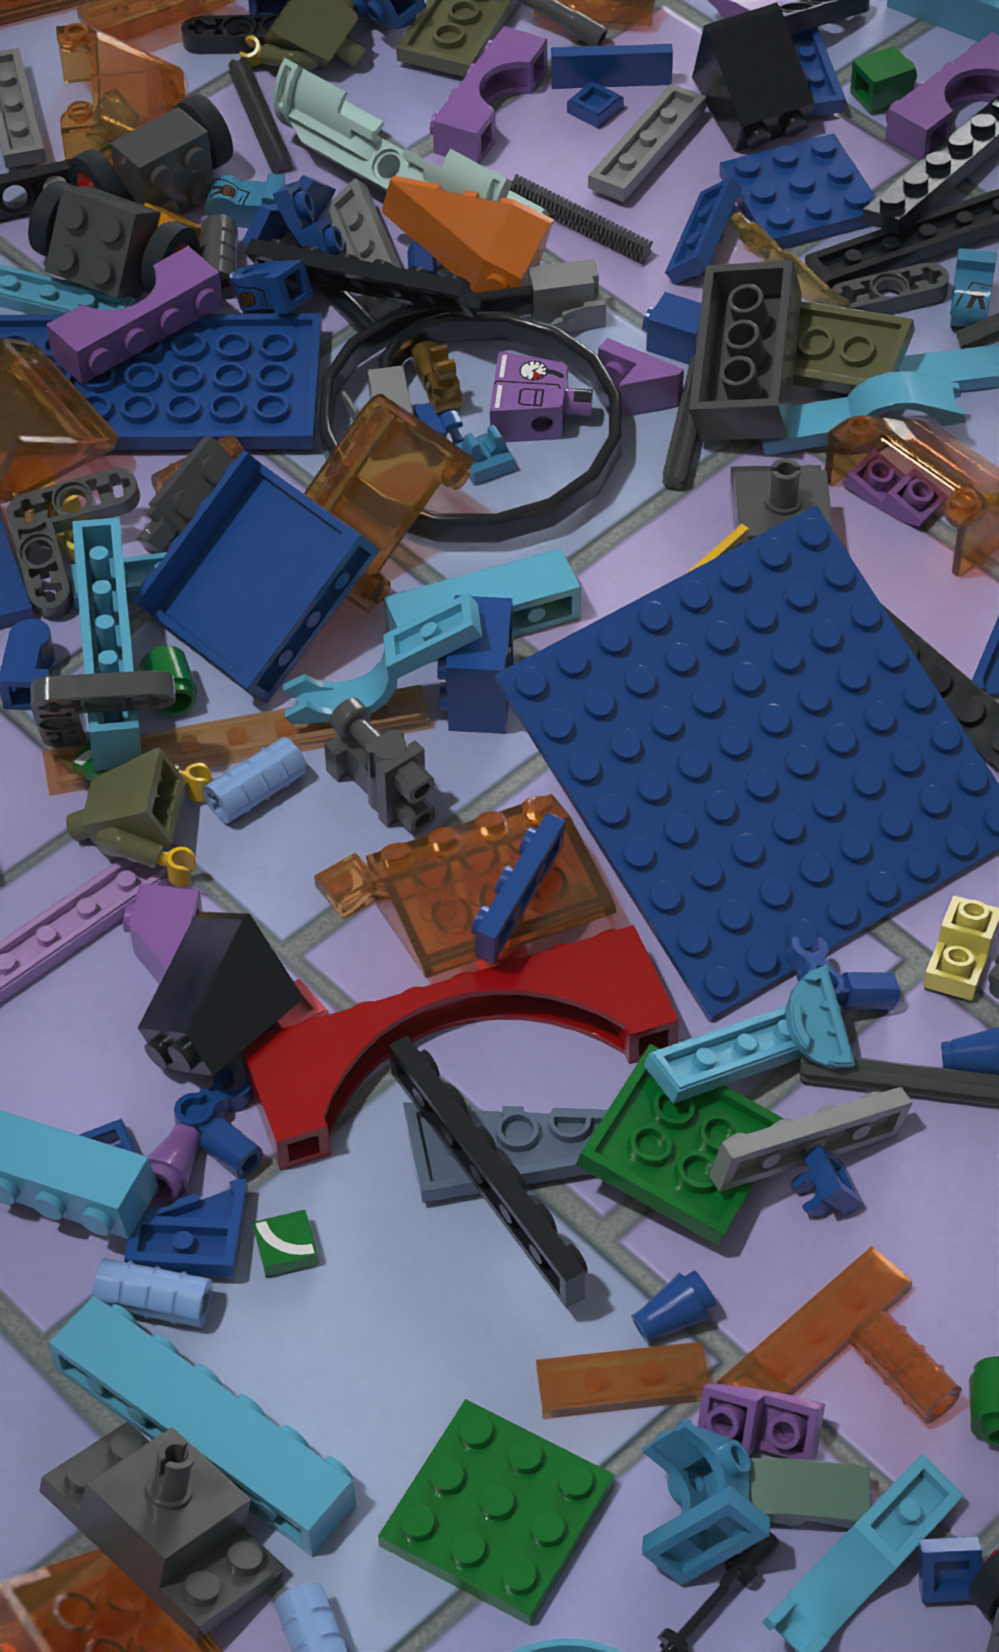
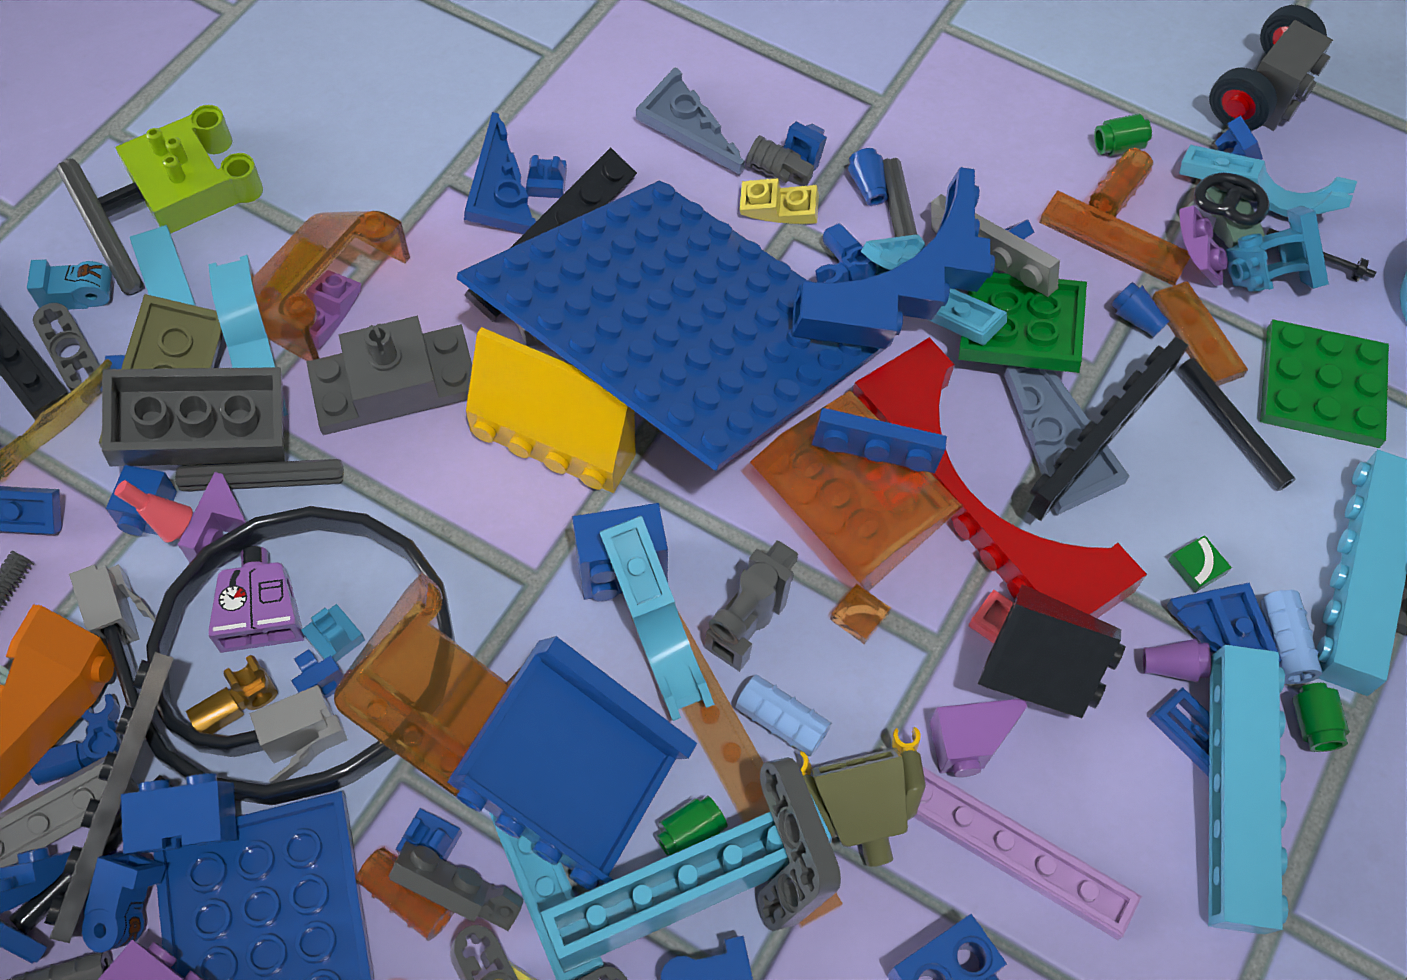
camera: 110 degrees left, 10 degrees up
(44, 1279) = (1321, 717): none -> green brick
(219, 1137) = (1138, 635): blue bar -> none
(322, 313) = (164, 814): none -> blue brick
(466, 1364) = (1236, 424): none -> black piece
(539, 585) = (533, 577): medium azure brick -> none
(644, 324) = (163, 515): none -> coral cone
(736, 998) = (873, 308): none -> blue arch
(825, 1478) = (1236, 188): none -> black piece

